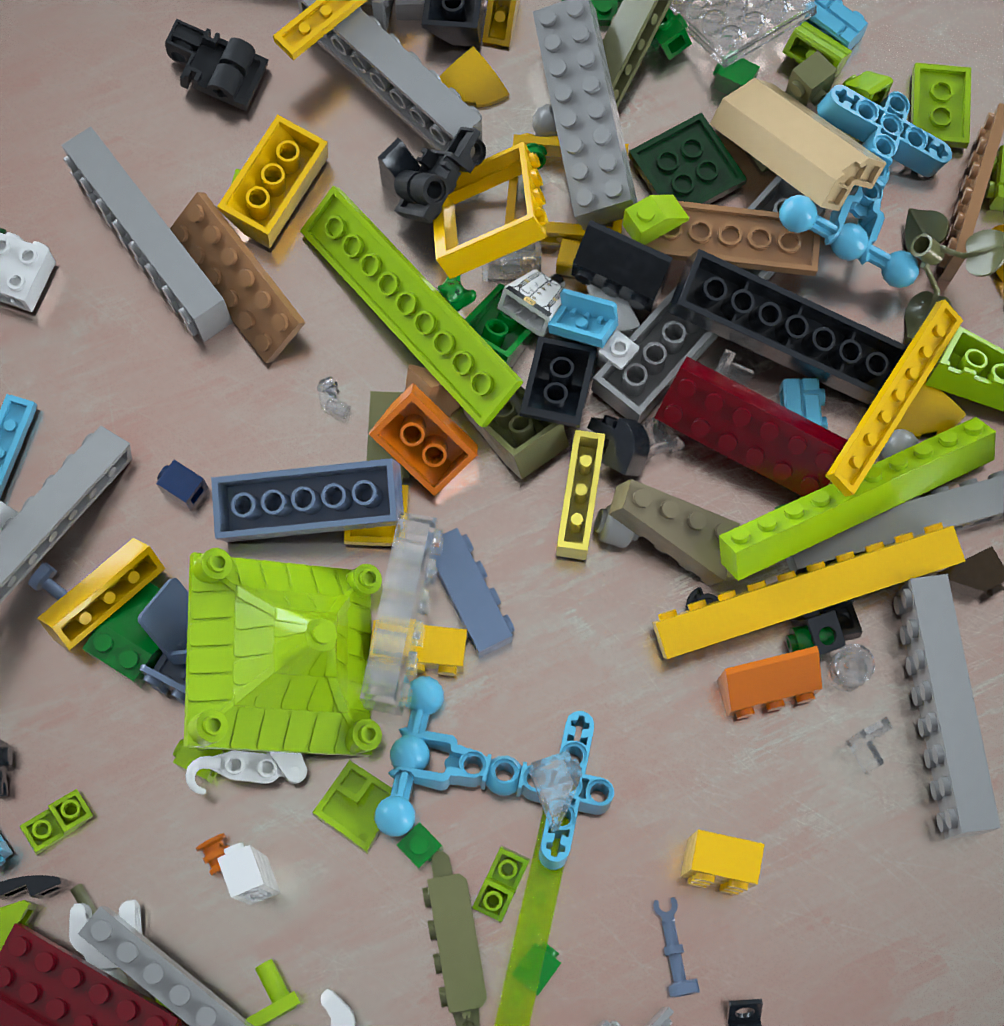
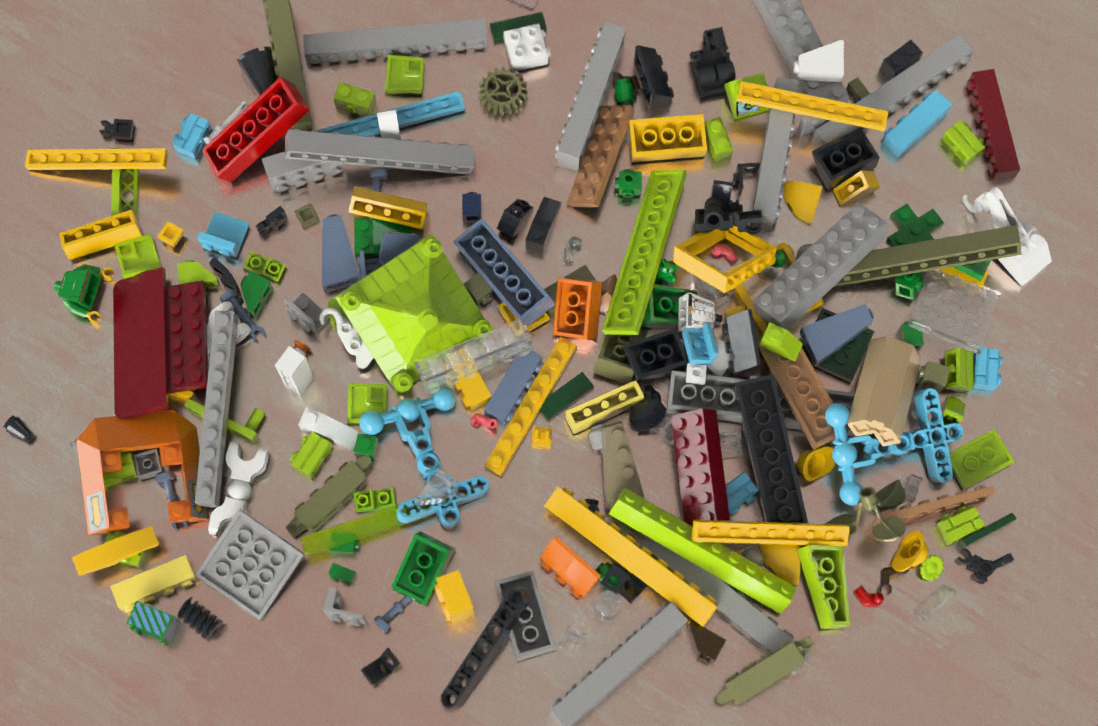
camera: 55 degrees right, 0 degrees up
(26, 713) = (307, 215): none -> olive tile
(39, 328) = (497, 78): none -> olive gear
(66, 898) = (241, 312): none -> sand blue piece
(83, 858) = (255, 291): none -> green slope
(121, 709) = (337, 257): none -> sand blue slope
(164, 174) = (633, 79): none -> dark brown arm
(168, 805) = (306, 312): none -> light grey bracket
(170, 192) = (624, 92): none -> green brick
(177, 147) = (652, 77): none -> black slope
(237, 439) = (514, 217): none -> black slope
(273, 411) = (542, 224): none -> black slope
(278, 65) = (742, 109): none -> lime slope
(298, 266) = (629, 183): none -> green brick
(304, 549) = (479, 289): none -> olive brick
(323, 122) = (718, 140): none -> lime brick
(358, 882) = (328, 428): none -> white slope
(377, 932) = (311, 454): none -> lime brick
(383, 131) = (741, 168): none -> black bracket
(472, 213) = (726, 250): none -> coral arm
(493, 660) = (483, 420): none -> coral arm
(512, 591) = (530, 407): none -> yellow plate
(527, 537) = (566, 396): none -> dark green tile
(562, 603) = (541, 437): none -> yellow tile
(575, 999) = (342, 573): none -> green piece
(642, 879) = (421, 566): none -> green slope
(676, 153) = (833, 333): none -> sand blue slope
(799, 784) = (532, 631): none -> light grey brick
(822, 880) = (494, 643): none -> black beam
(826, 288) = (815, 463): none -> yellow piece
(925, 198) = (912, 487): none -> clear piece

